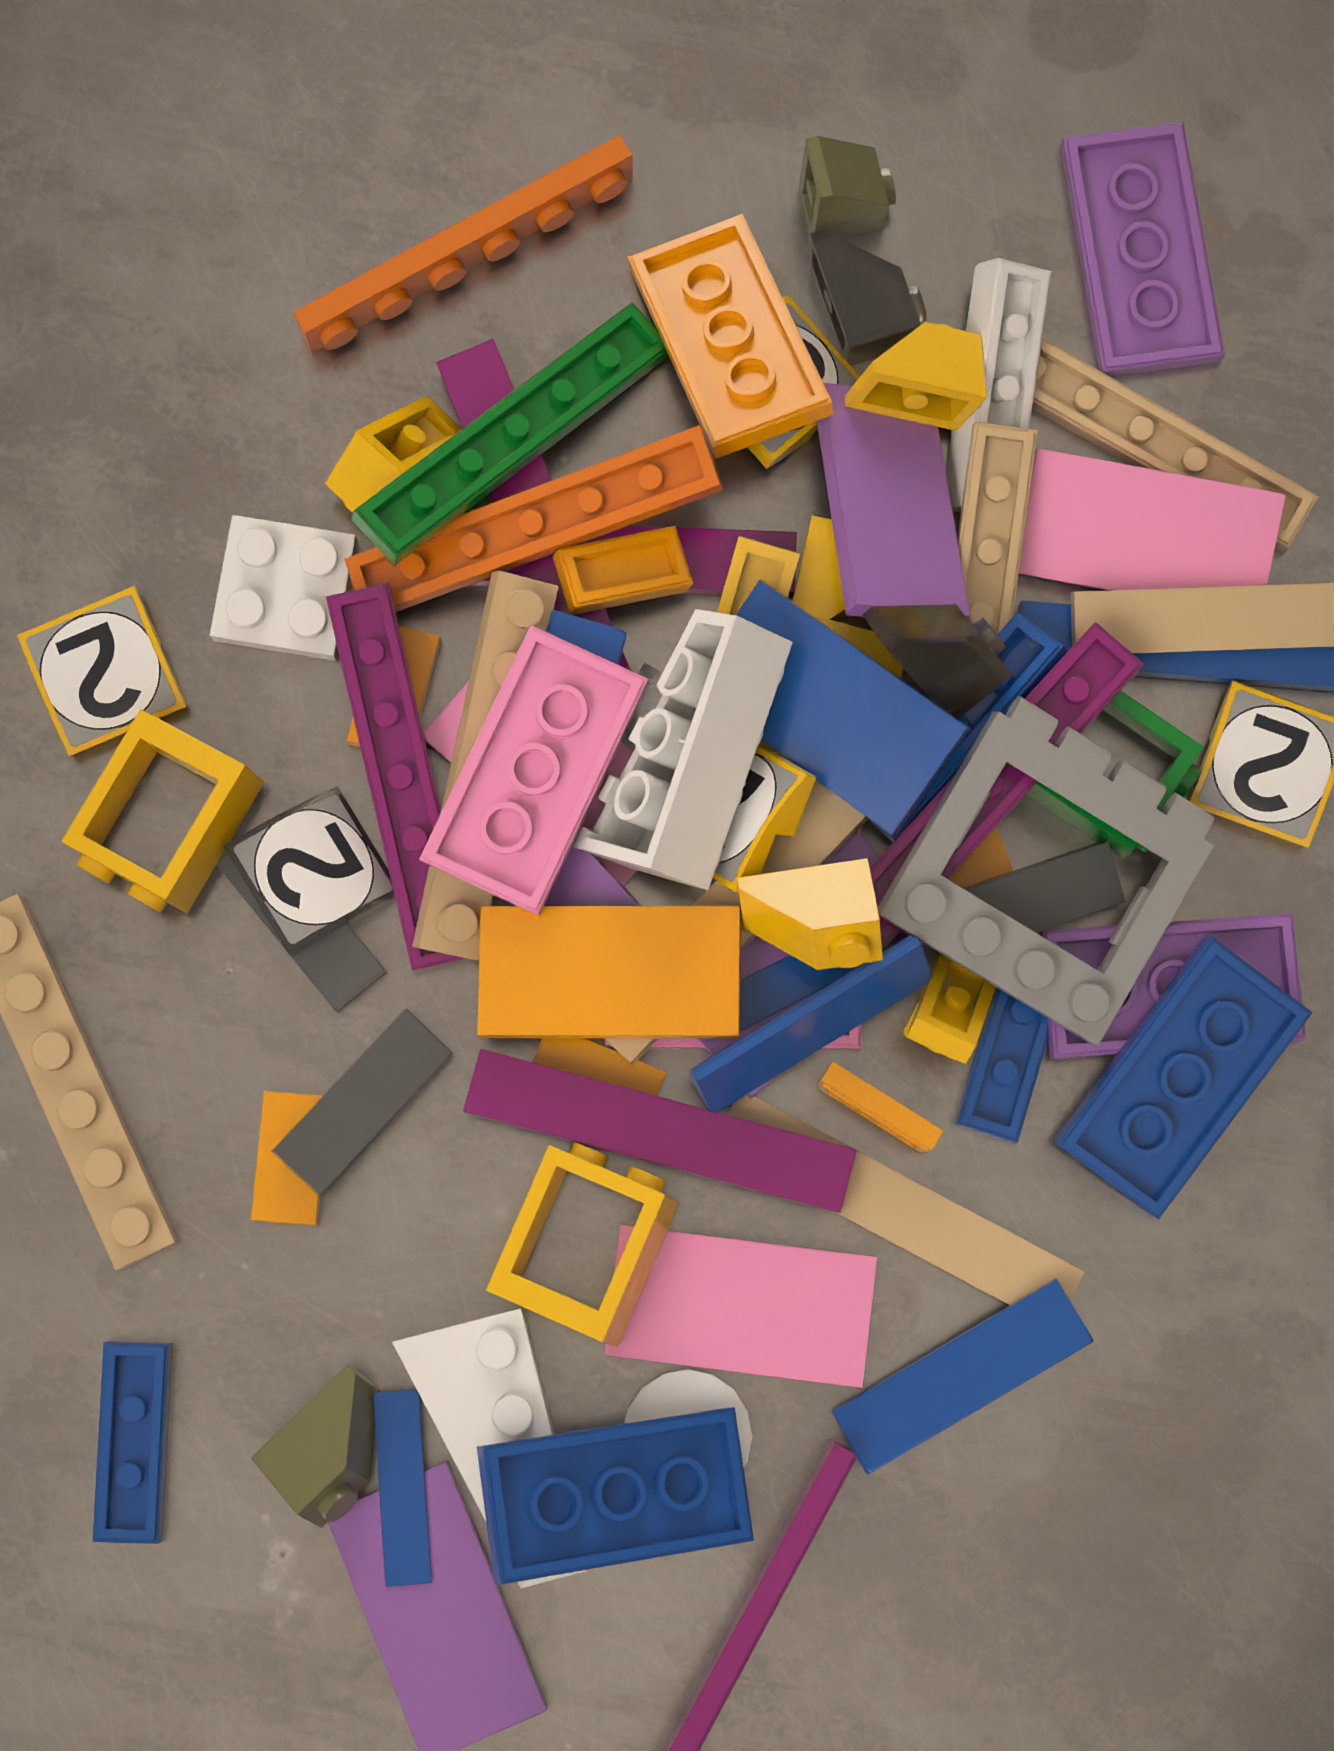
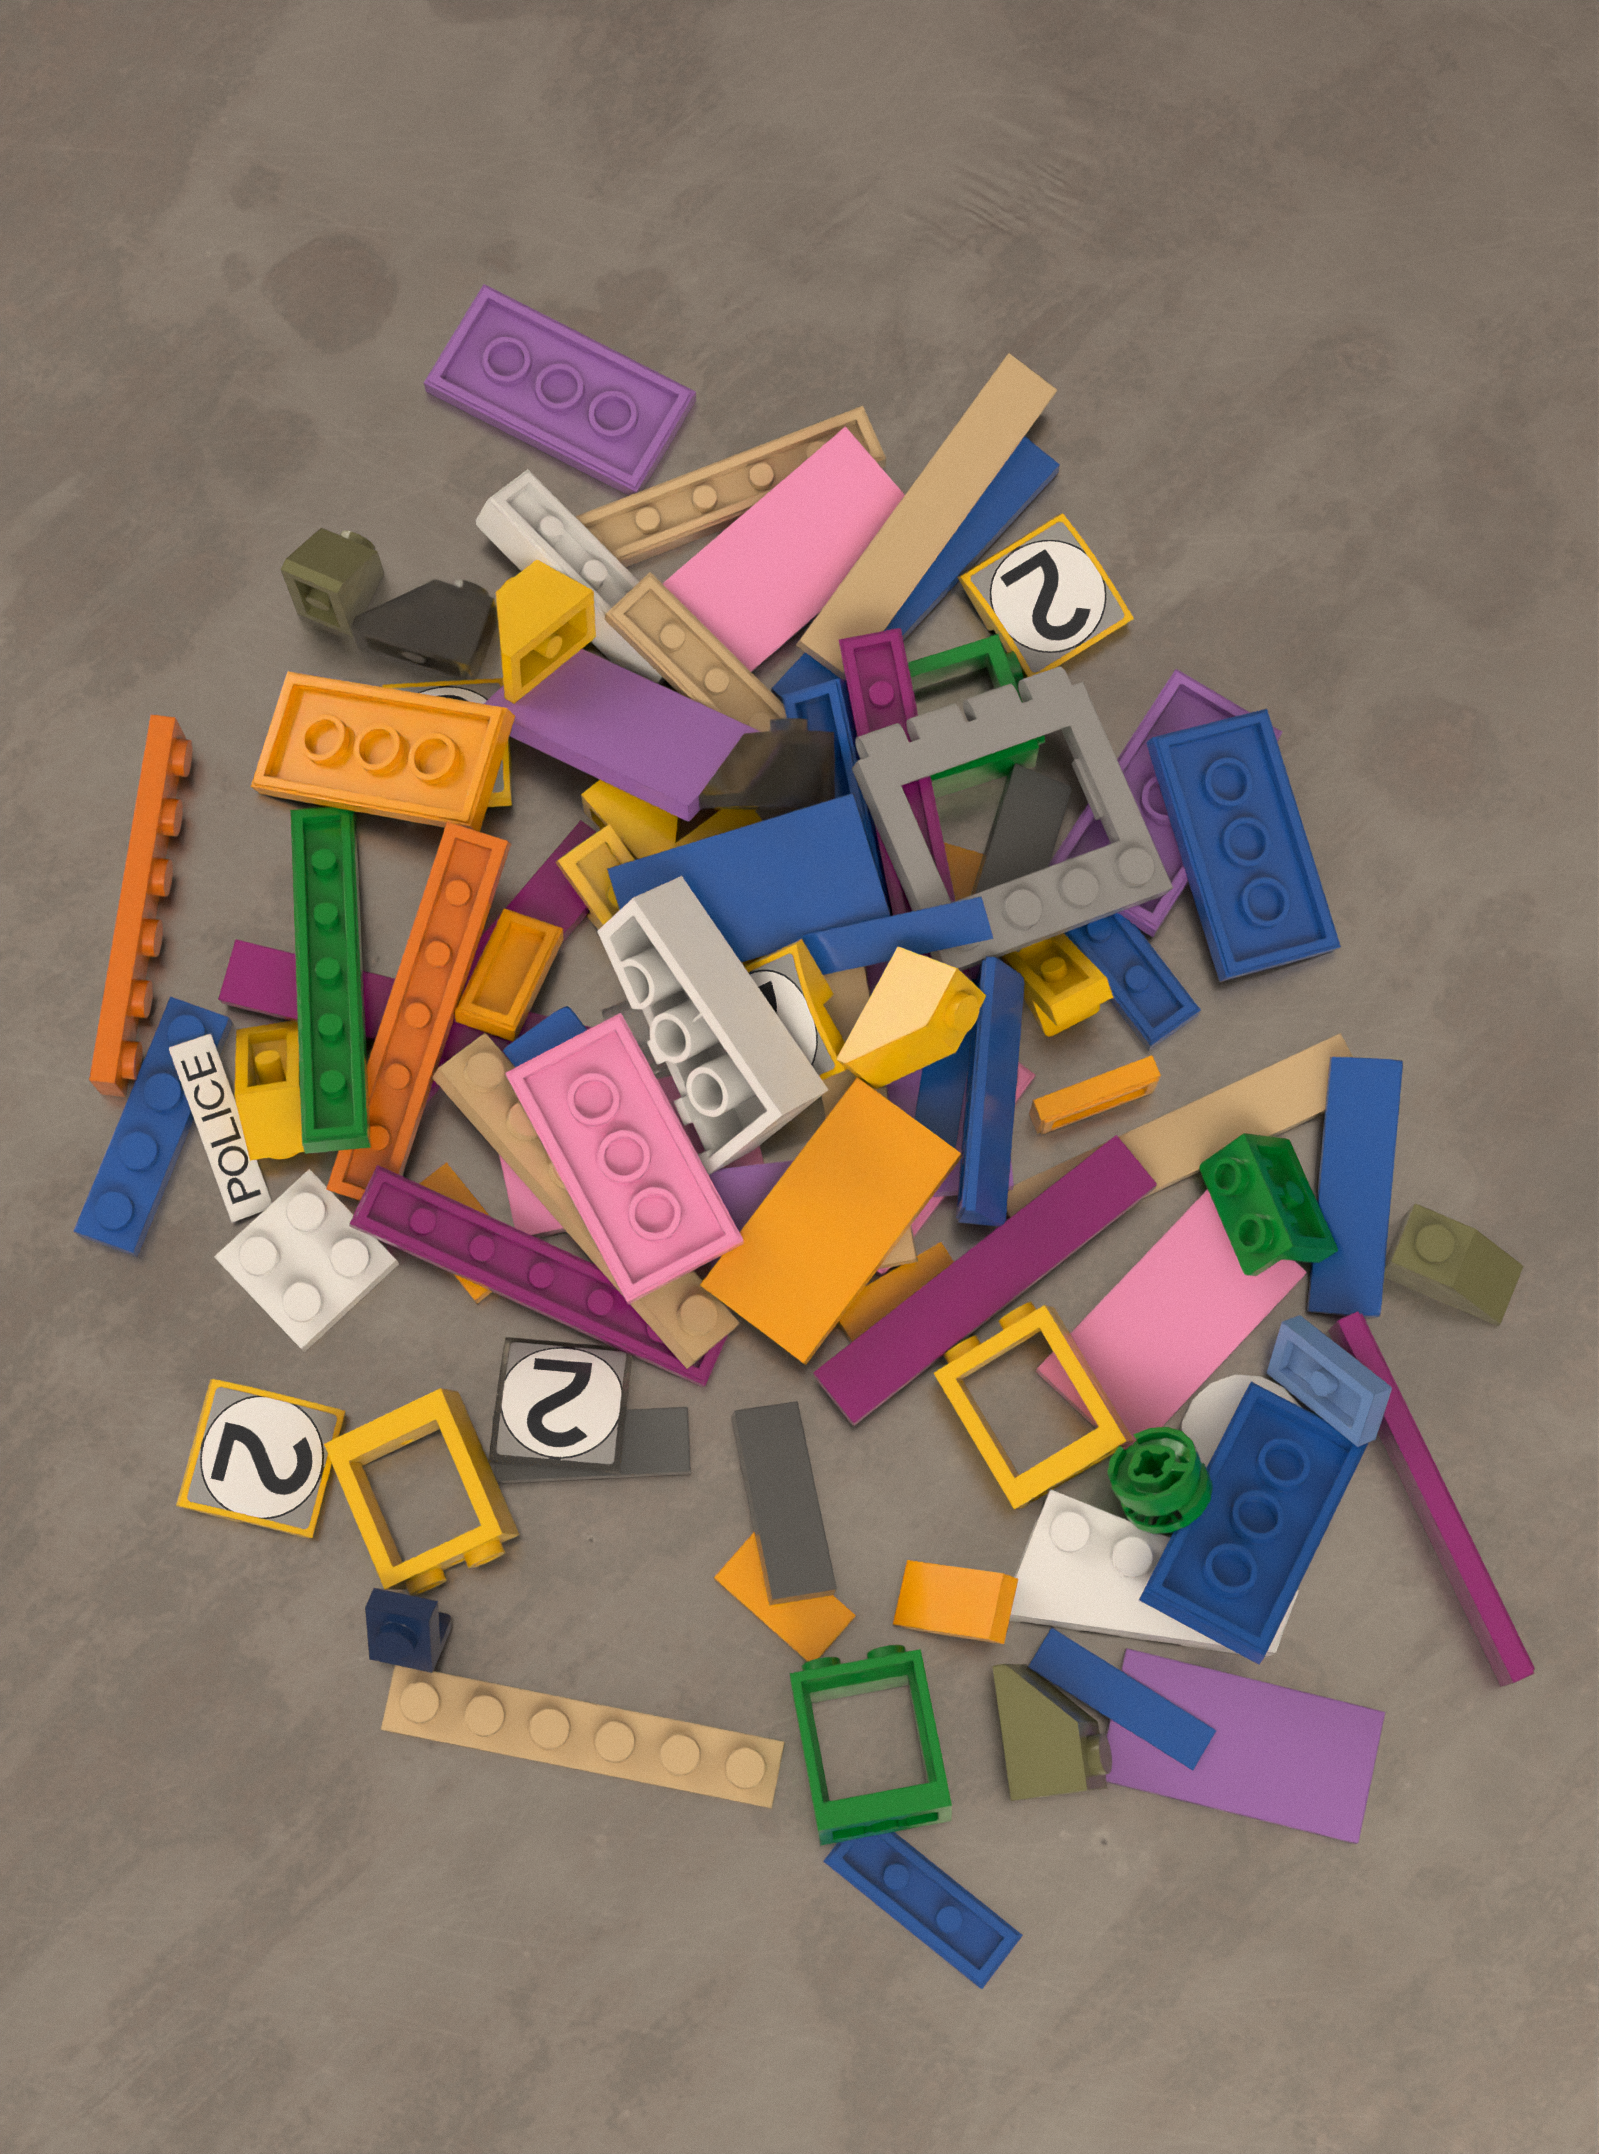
camera: 50 degrees left, 5 degrees down
(44, 882) = (405, 1630): none -> dark blue bracket
(248, 1241) = (884, 1810): none -> green window
(302, 391) = (147, 1135): none -> blue plate
(355, 408) = (220, 1127): none -> white sticker
(378, 1298) = (955, 1601): none -> light orange tile
(594, 1415) = (1159, 1477): none -> green wheel
(780, 1471) = (1329, 1380): none -> medium blue plate
(887, 859) = (915, 931): none -> blue sticker
(892, 1314) = (1266, 1203): none -> green bracket
(957, 1504) = (1452, 1264): none -> olive slope

